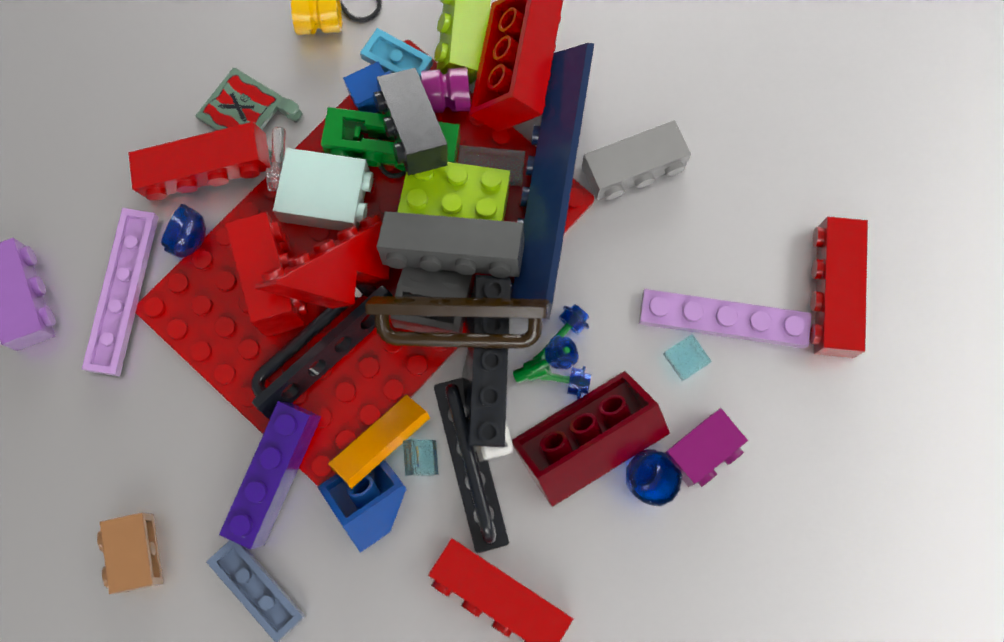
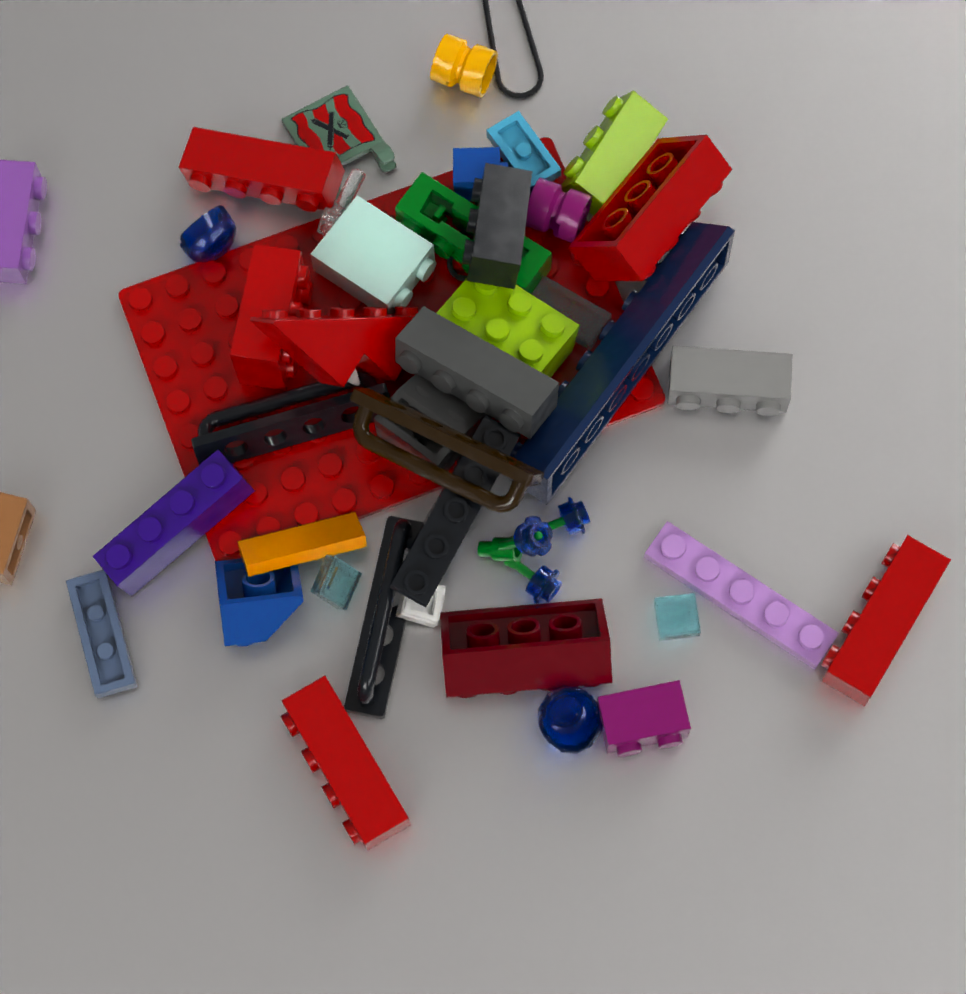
camera: 30 degrees right, 5 degrees down
(120, 292) = (114, 268): lavender plate -> none

